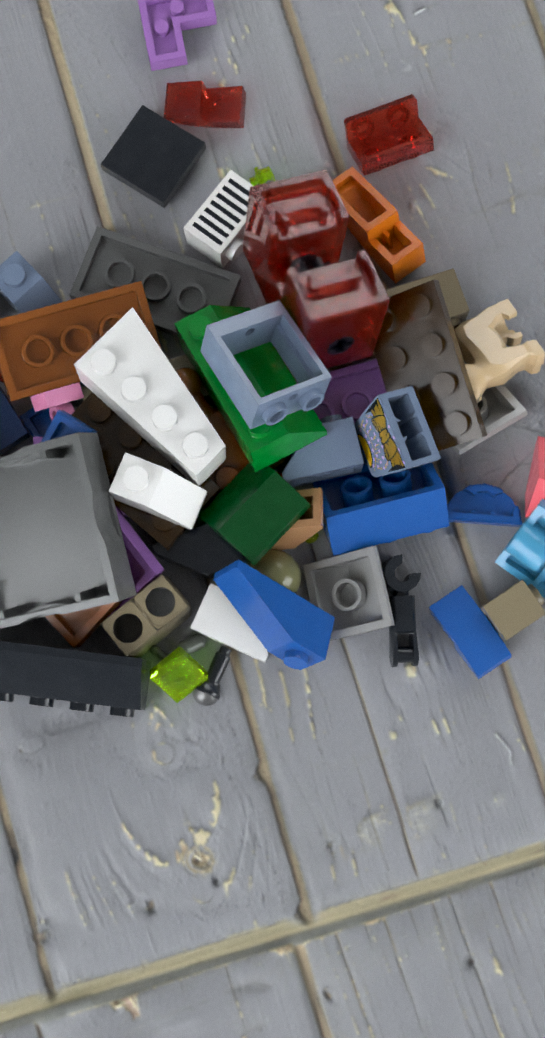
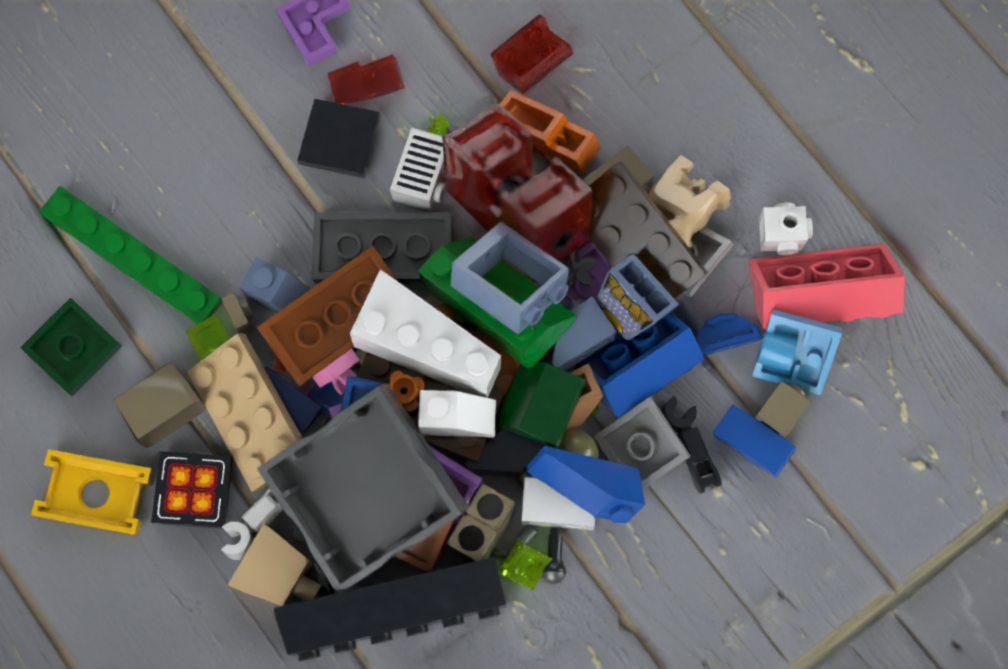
camera: 20 degrees left, 5 degrees down
(113, 435) = (413, 385): none -> orange plate
(349, 381) = (579, 268): none -> dark grey plant

